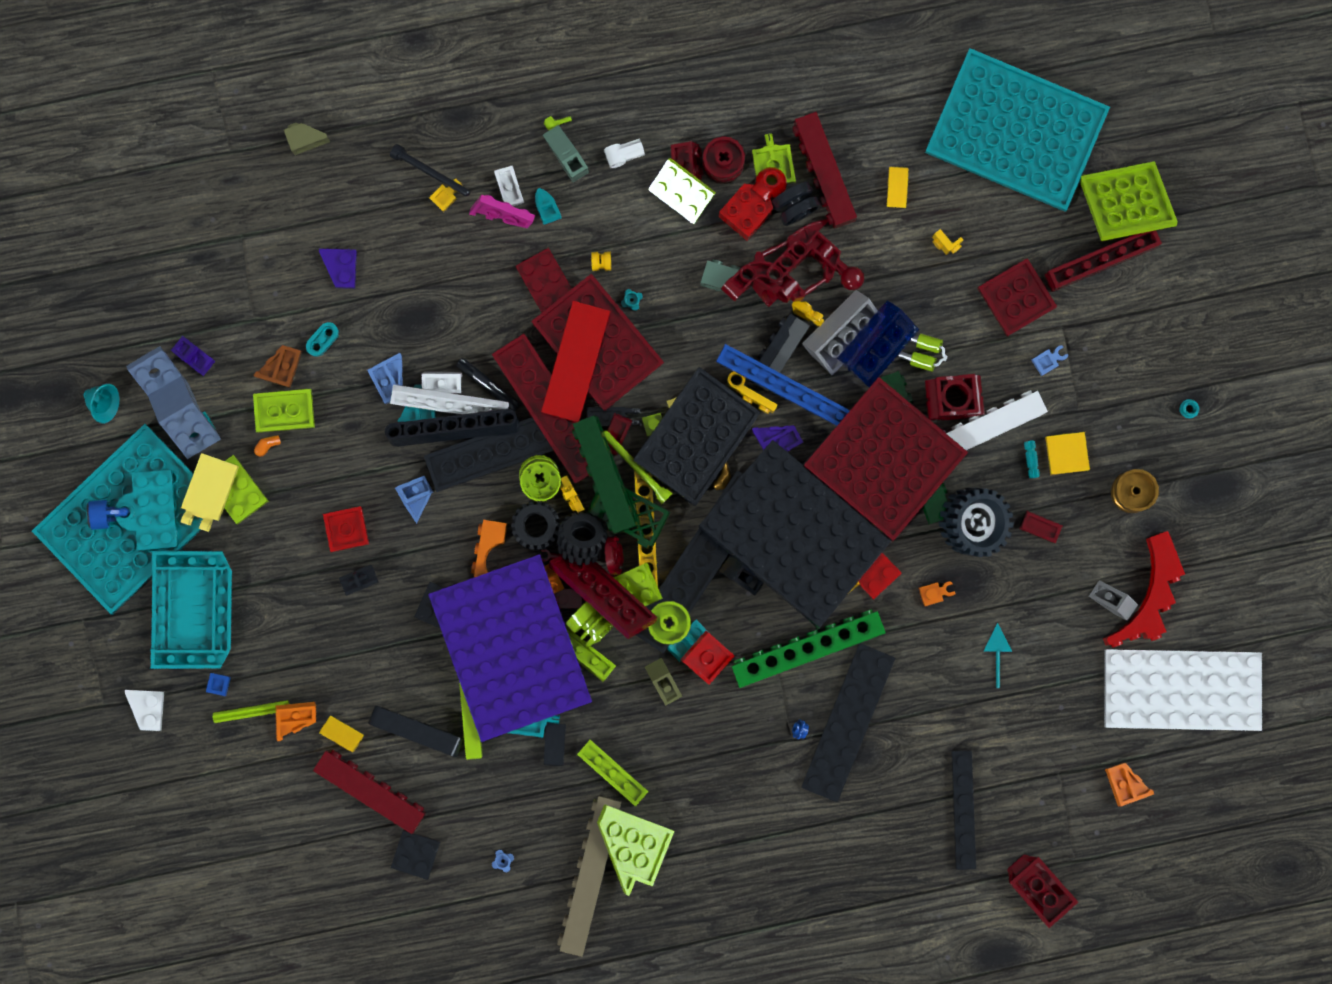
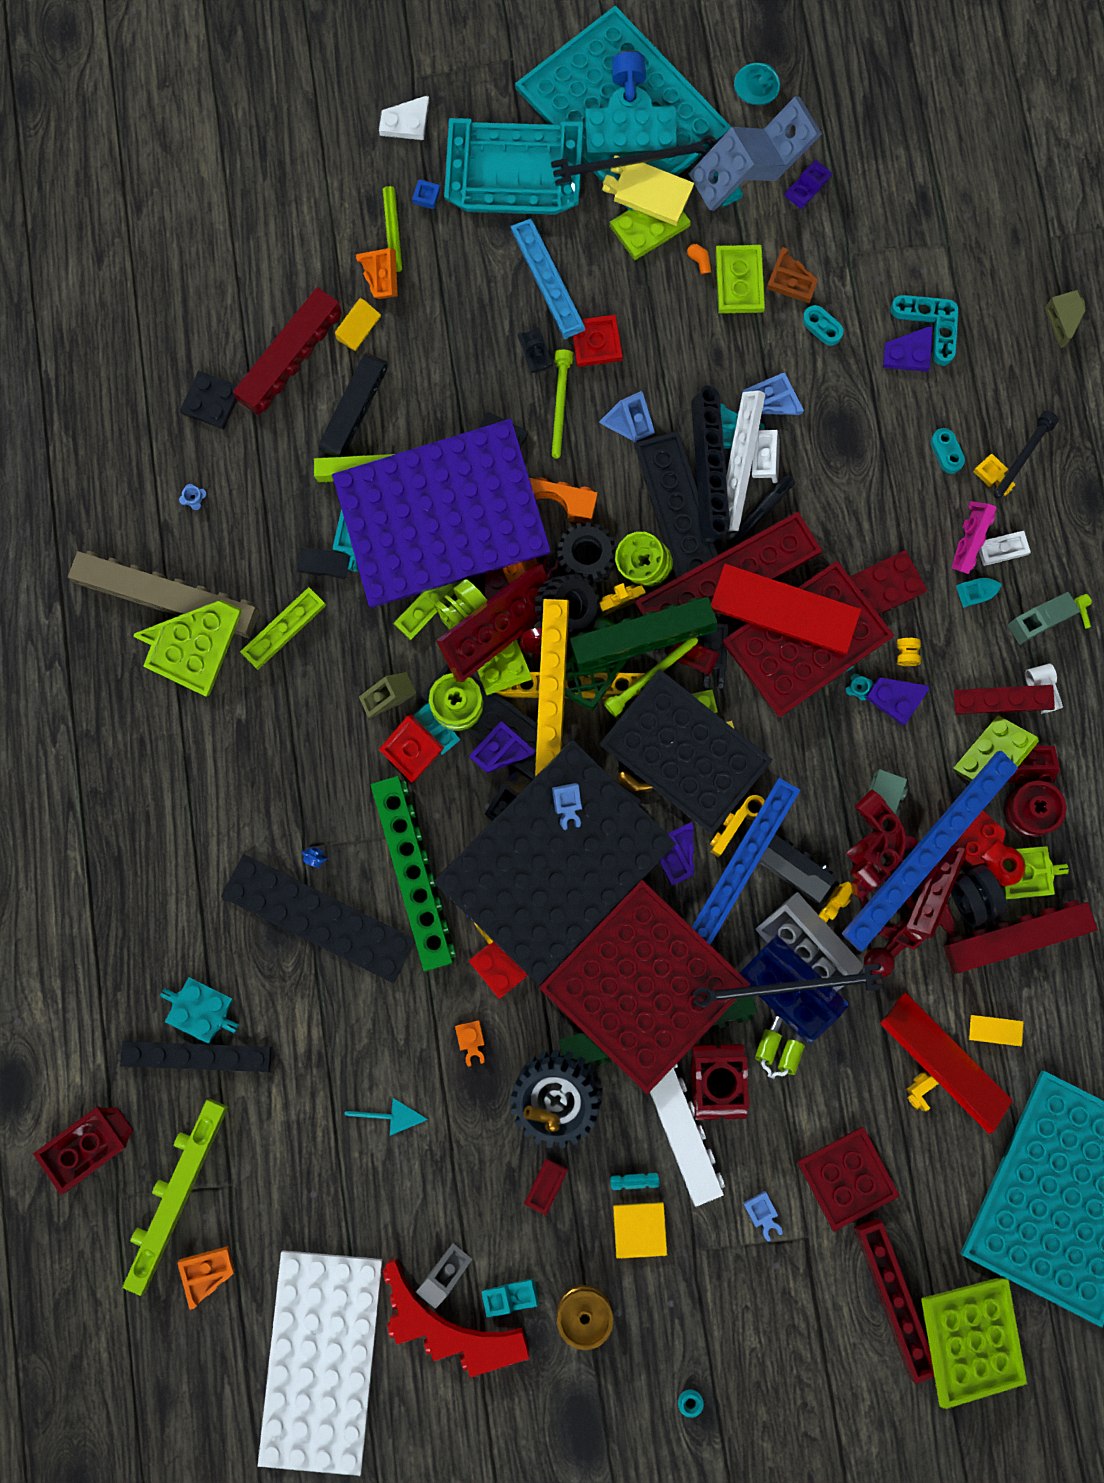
camera: 95 degrees right, 5 degrees down
(201, 560) = (568, 171): none -> black hinge
(291, 574) = (547, 278): none -> dark azure tile
(312, 241) = (941, 321): none -> teal beam
(366, 555) = (564, 359): none -> lime piece
(427, 234) = (948, 449): none -> teal plate
(636, 185) = (1004, 699): none -> dark red plate
(639, 269) = (896, 698): none -> dark purple wing
(652, 545) = (552, 681): none -> yellow plate
(704, 584) = (500, 749): none -> dark purple wing
(751, 526) = (567, 801): none -> medium blue plate
(765, 241) = (929, 851): none -> blue plate
(795, 235) = (936, 893): none -> dark red plate
(868, 288) = (865, 977): none -> black hinge
(925, 225) = (946, 1062): none -> red tile
(928, 810) = (199, 1010): none -> teal plate
(990, 531) = (537, 1114): none -> pearl gold arm
(1070, 815) = (173, 1196): none -> lime piece
(1125, 549) = (510, 1297): none -> teal slope

